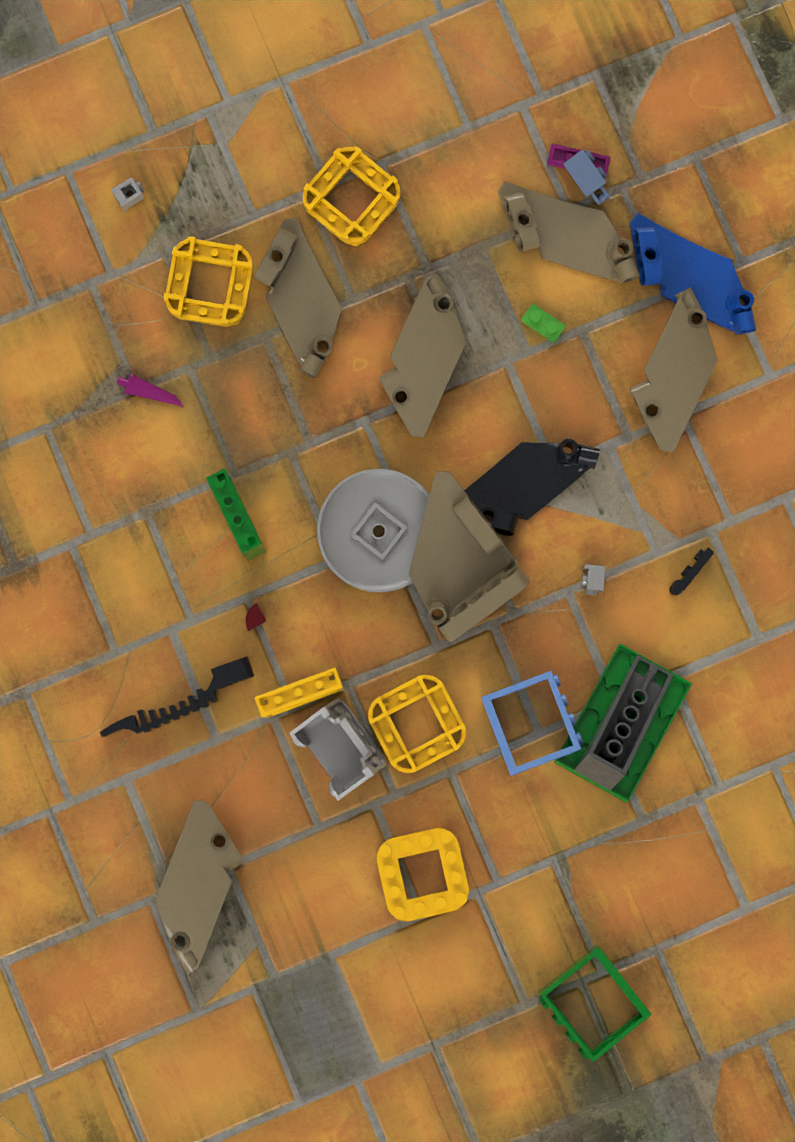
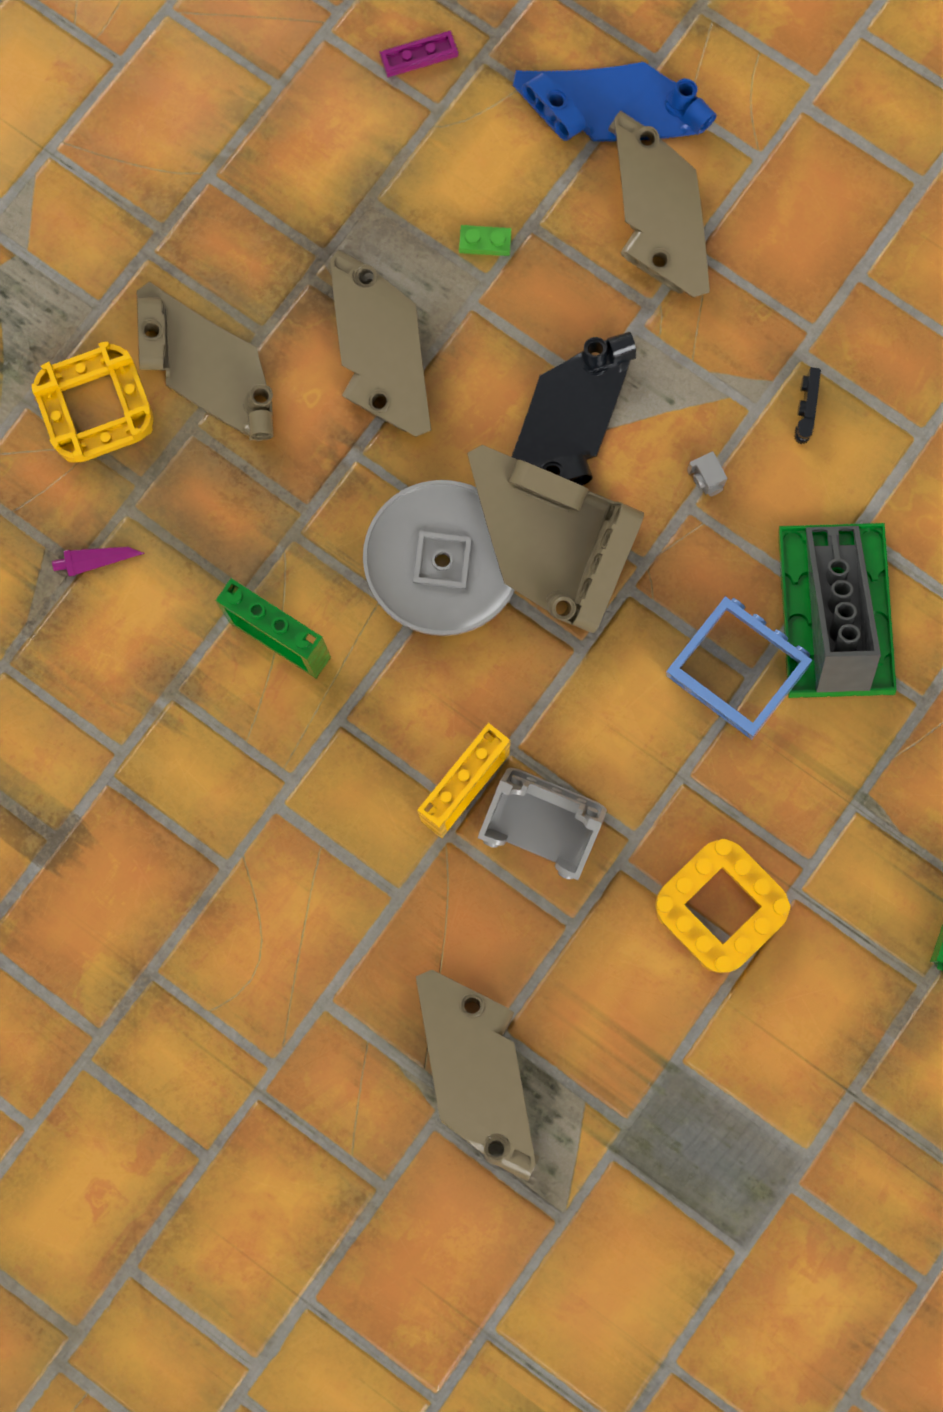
camera: 25 degrees left, 5 degrees down
(222, 677) = (365, 820): black piece -> none
(254, 617) = (361, 735): dark red tile -> none
(369, 172) = (203, 190): yellow plate -> none
(444, 710) = (633, 711): yellow plate -> none
(568, 234) = (456, 133): dark tan panel -> none
(587, 175) = (438, 60): sand blue brick -> none

